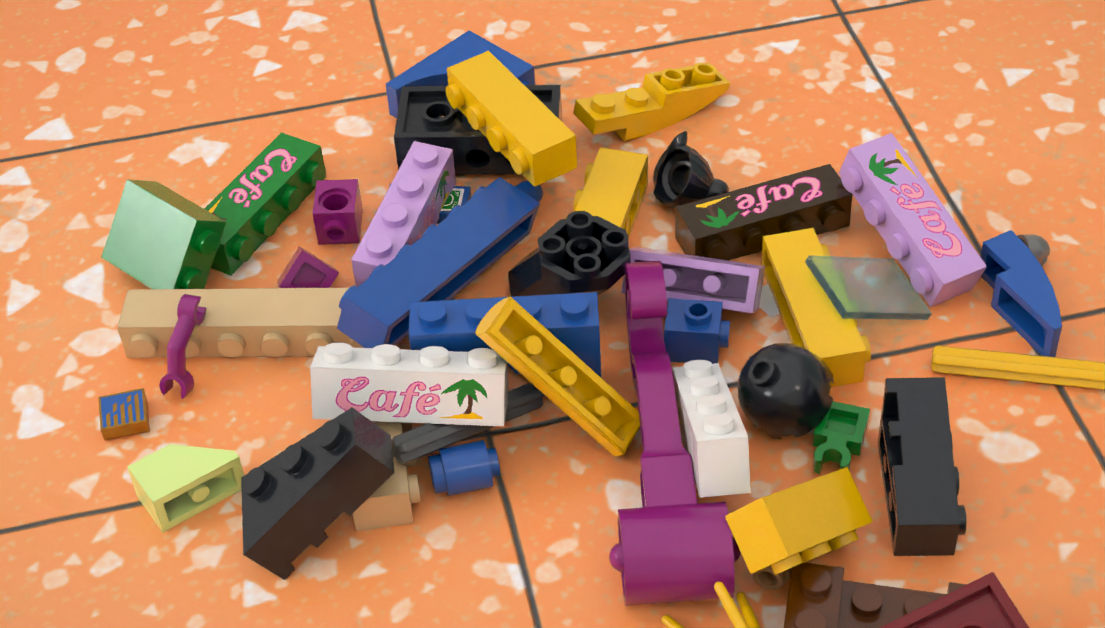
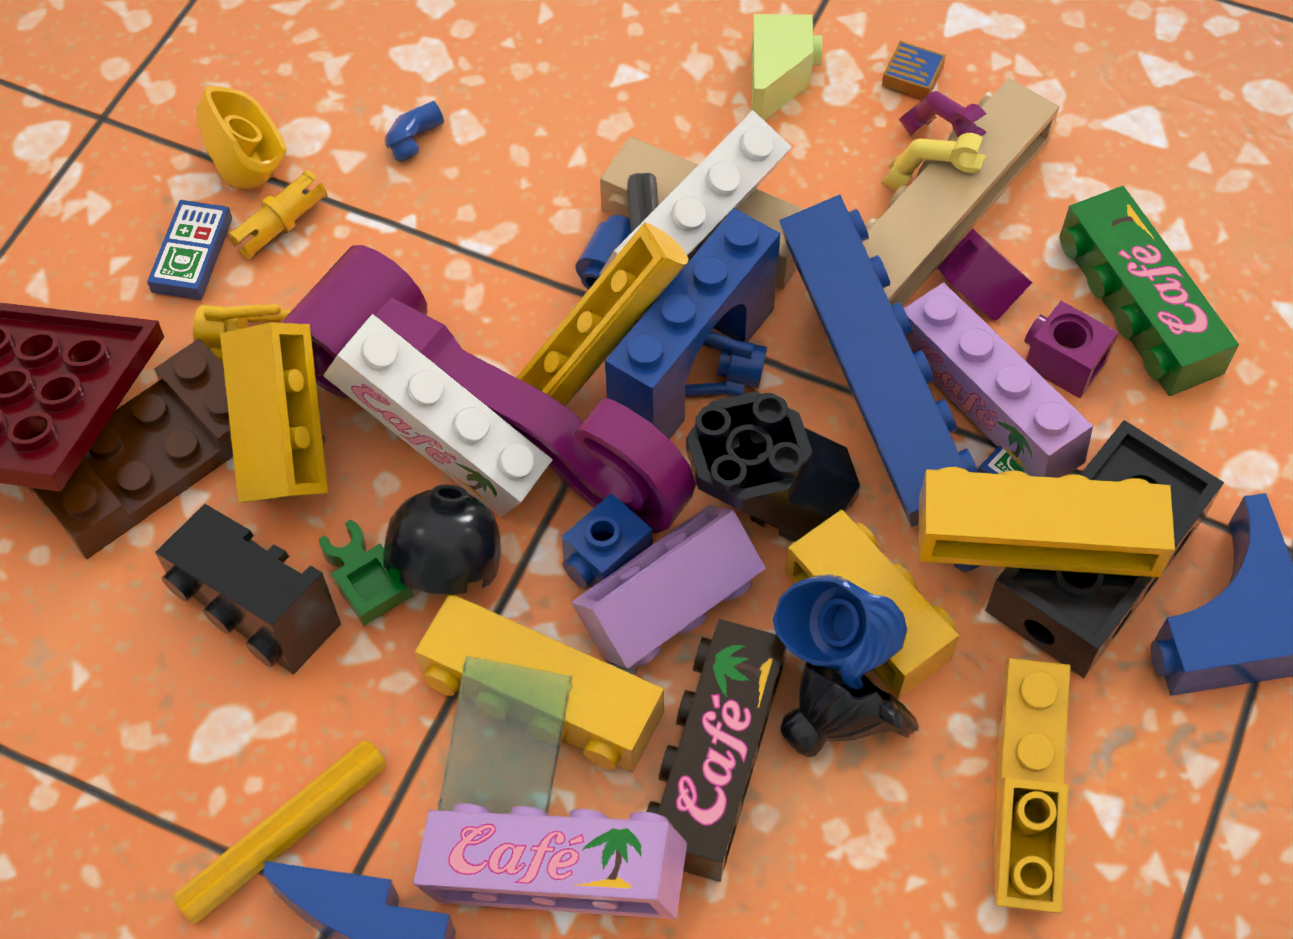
camera: 125 degrees right, 15 degrees up
(162, 237) = (1115, 159): brick -> none
(232, 328) = (957, 152): none -> light yellow arm
(309, 487) = (664, 107): black wedge -> none
(653, 185) = (839, 626): none -> blue hair

